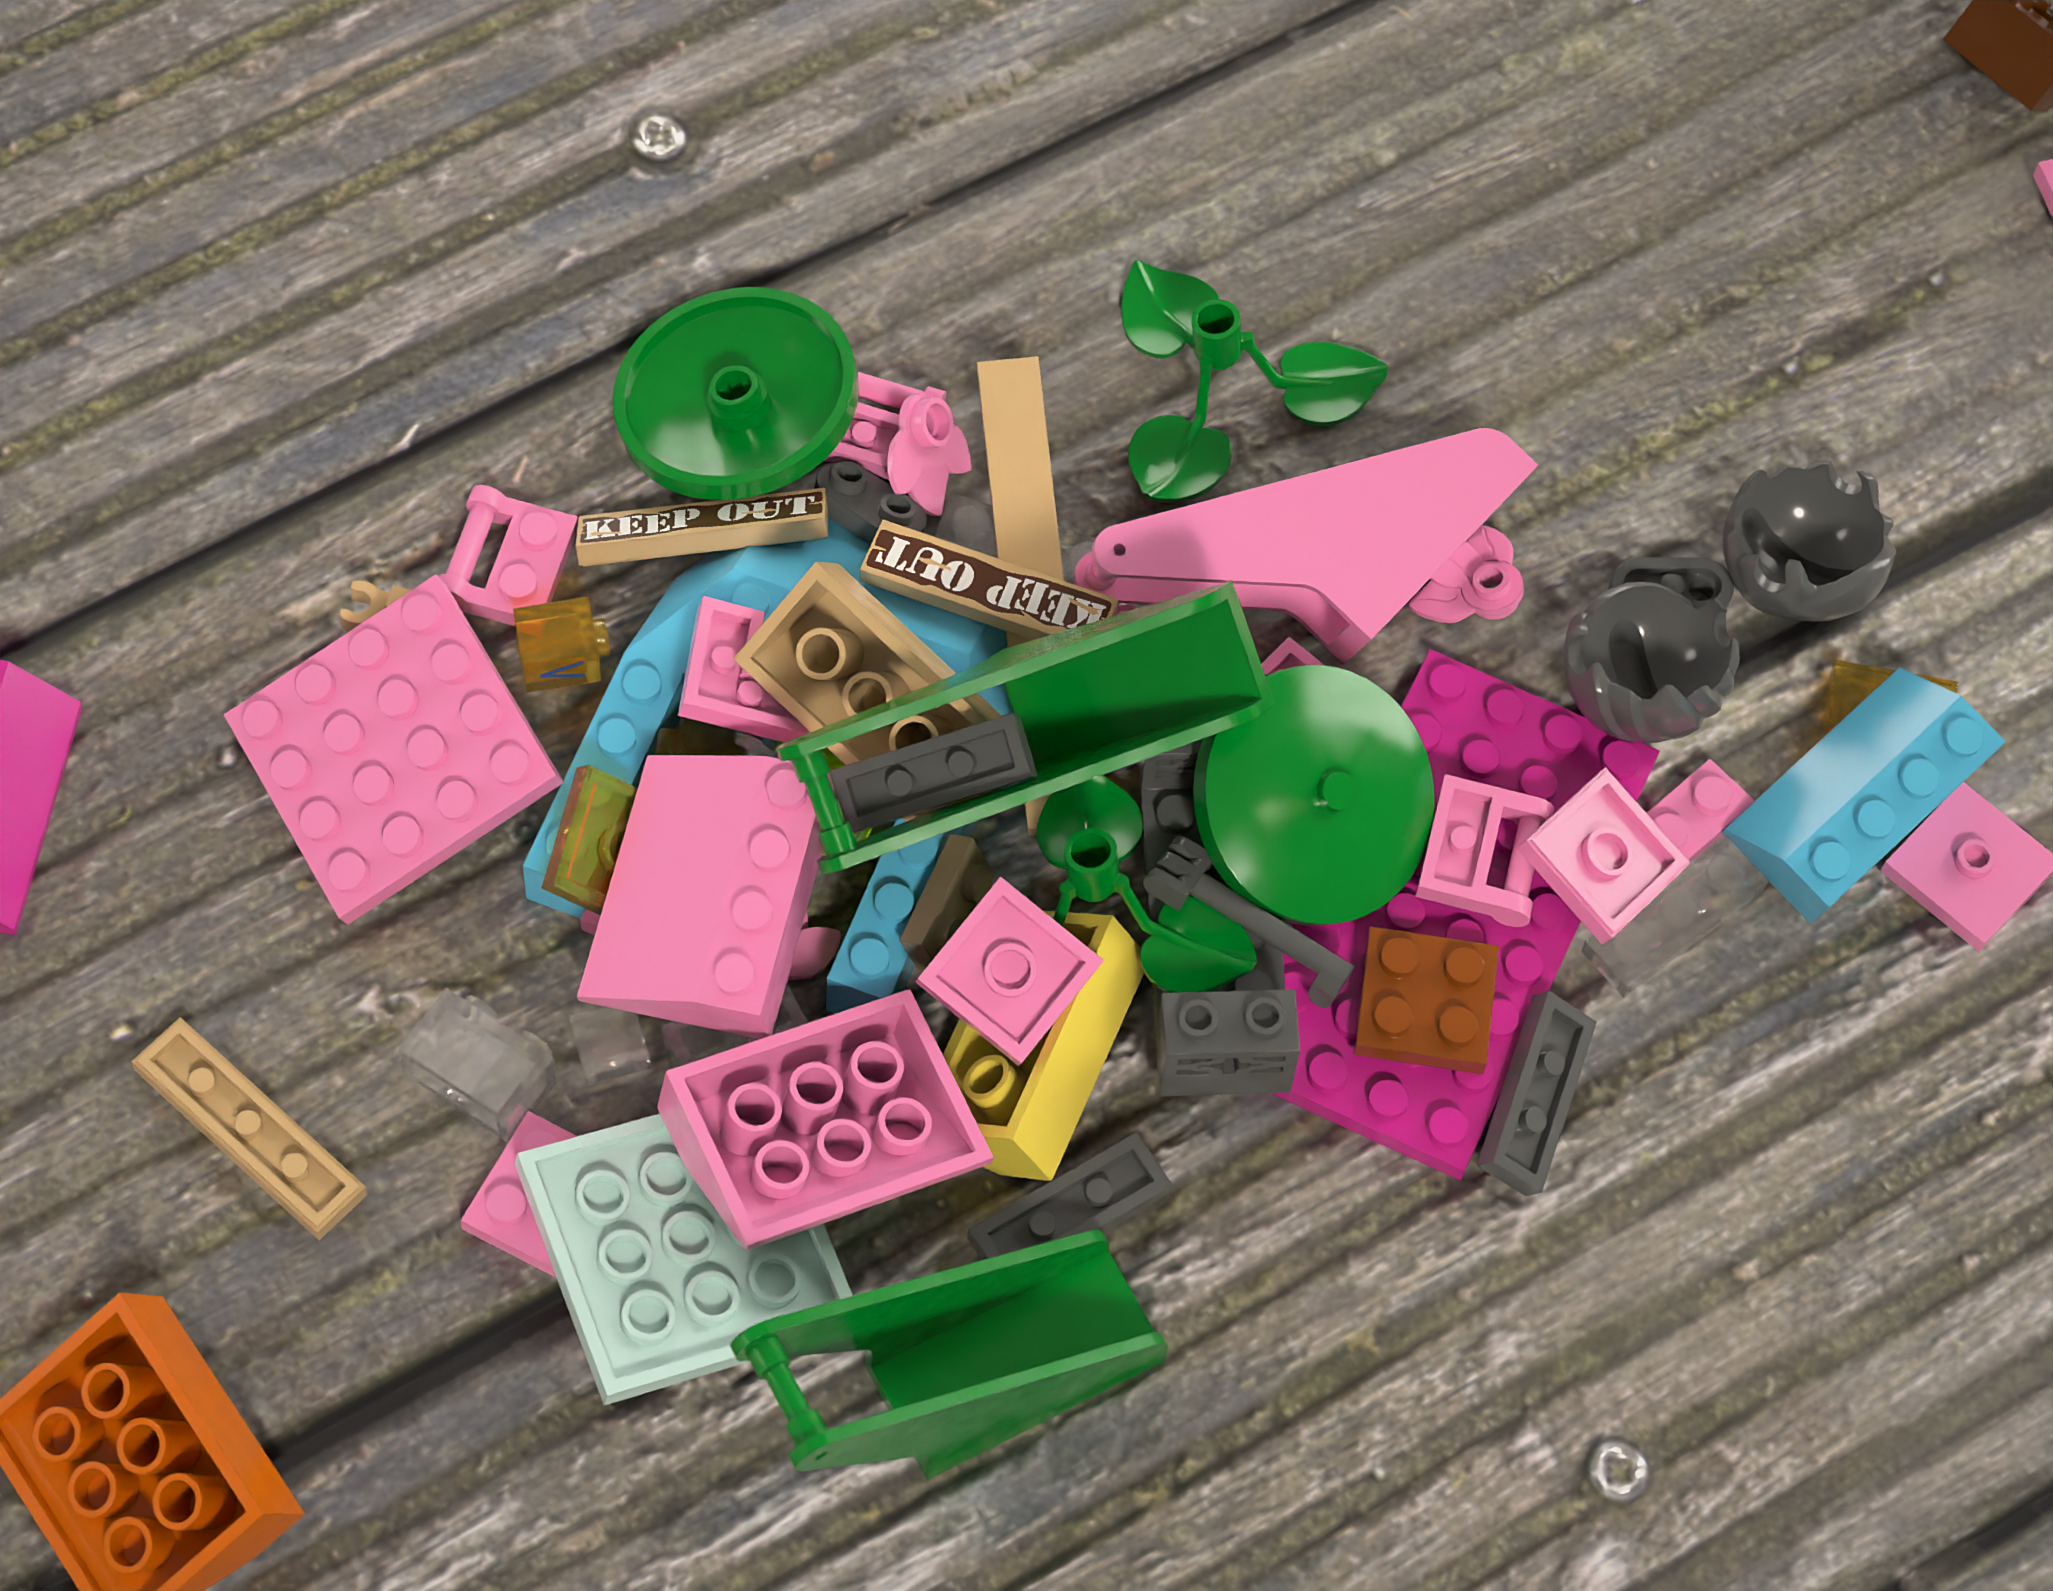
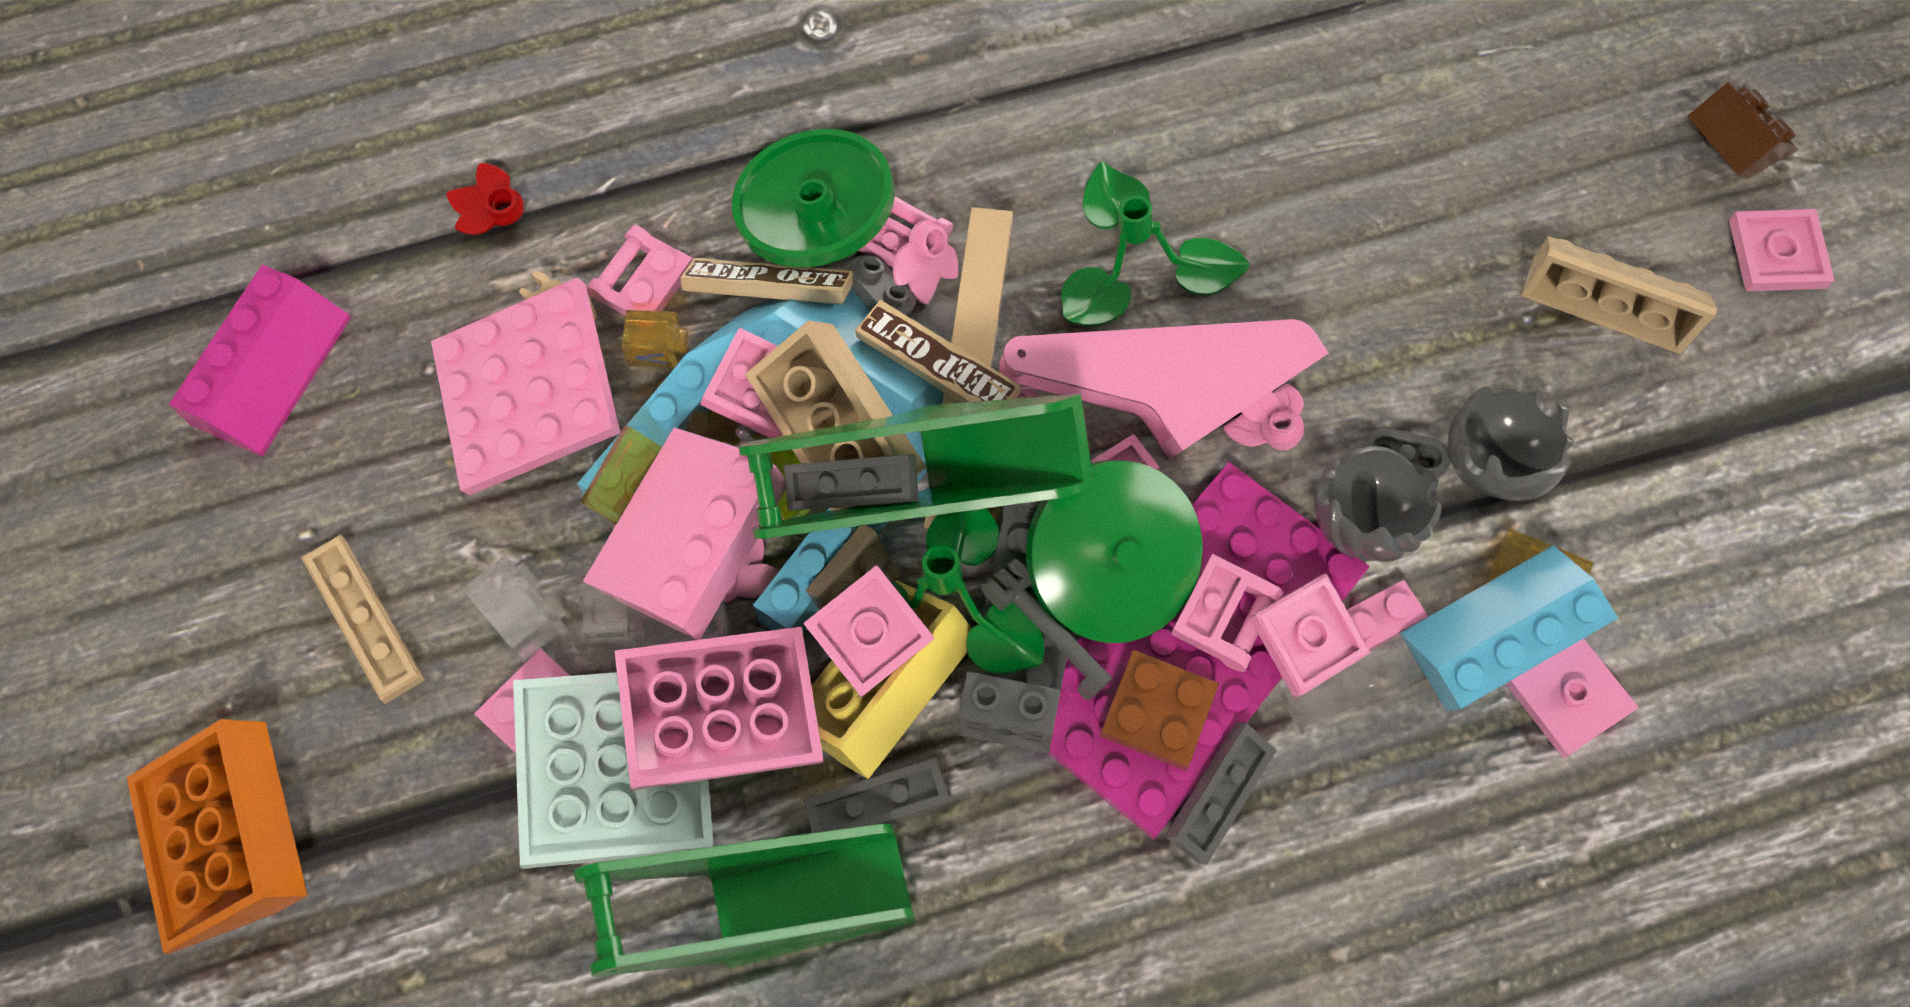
camera: 20 degrees right, 5 degrees up
(231, 495) = (481, 202): none -> red plate
(1904, 310) = (1617, 295): none -> tan slope

